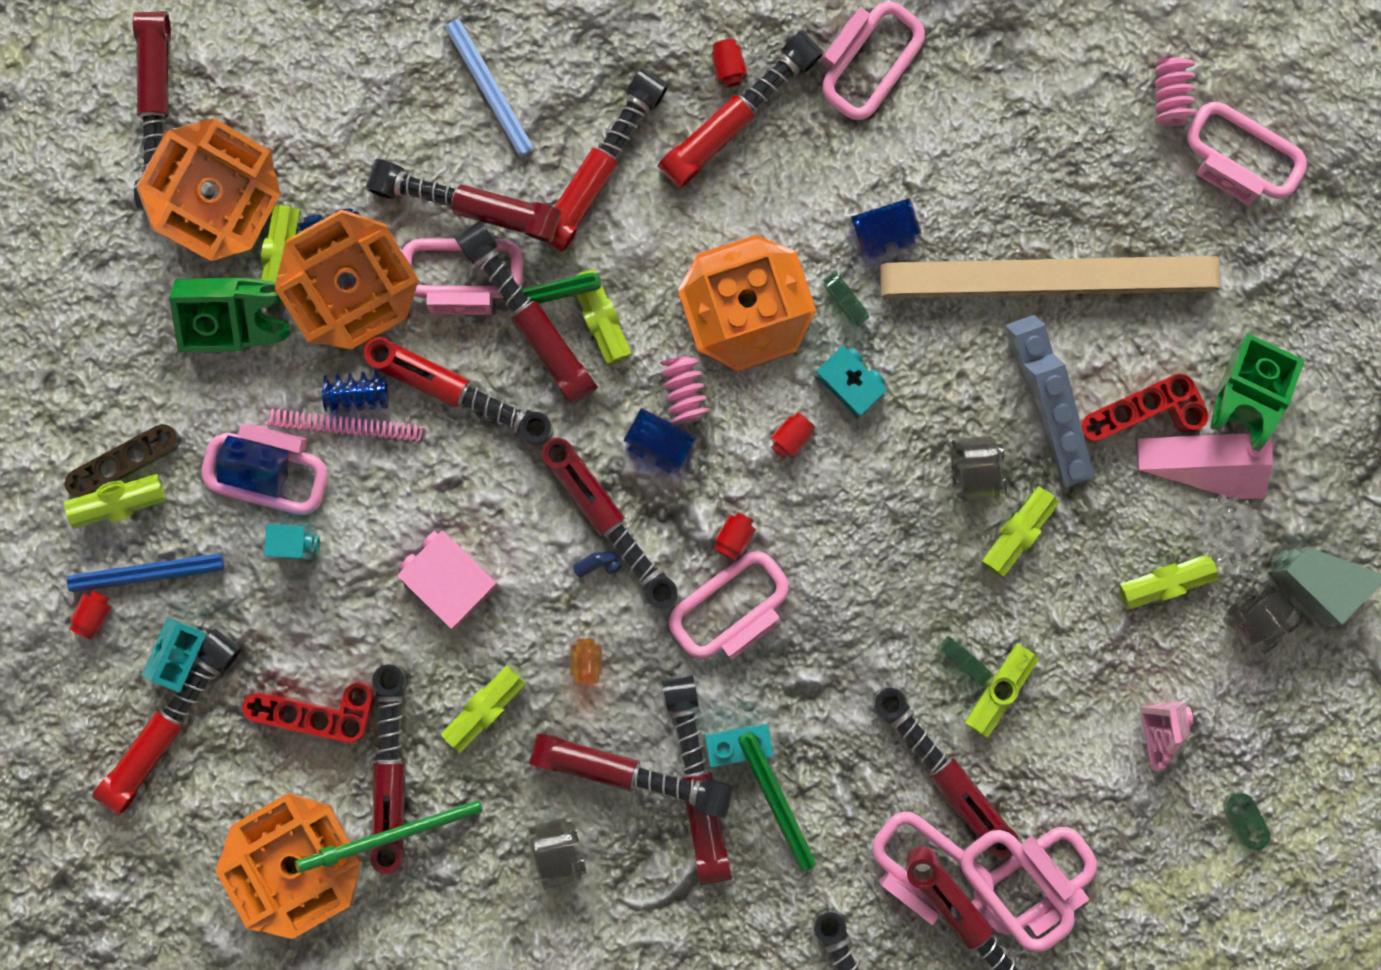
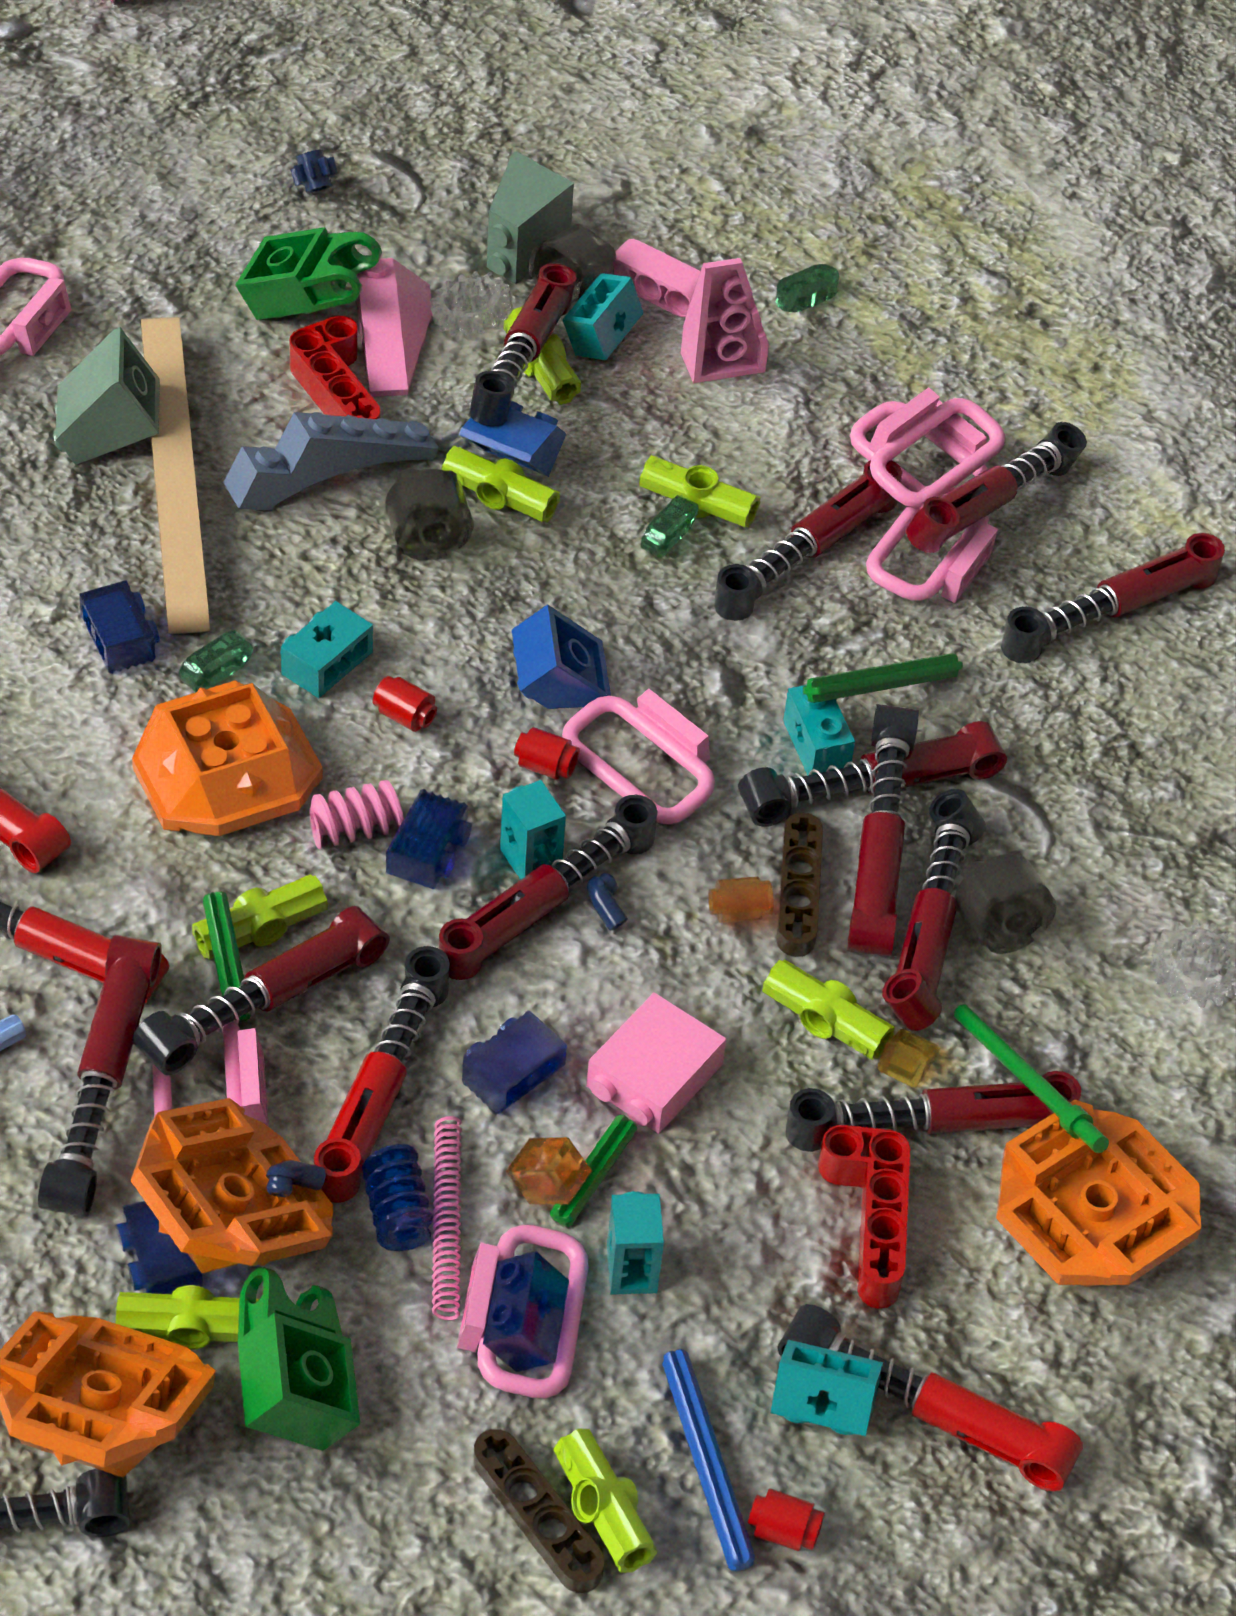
camera: 100 degrees left, 35 degrees down
(360, 317) = (291, 1173): none -> dark blue arm
(360, 493) = (549, 1170): none -> clear orange brick
(369, 527) = (600, 1162): none -> green axle
(445, 761) = (907, 1057): none -> clear yellow slope
(458, 480) = (513, 1061): none -> clear blue brick
(557, 800) = (915, 984): none -> dark red piece
(602, 713) = (800, 883): none -> dark brown beam
(649, 513) = (531, 828): none -> teal brick
(824, 557) = (559, 661): none -> blue slope
(1057, 543) = (522, 438): none -> blue slope
(1109, 225) = (107, 401): none -> sand green slope
(1154, 562) = (523, 344): none -> piece
(1203, 636) = (603, 316): none -> teal brick
(1259, 691) = (657, 276): none -> bright pink beam

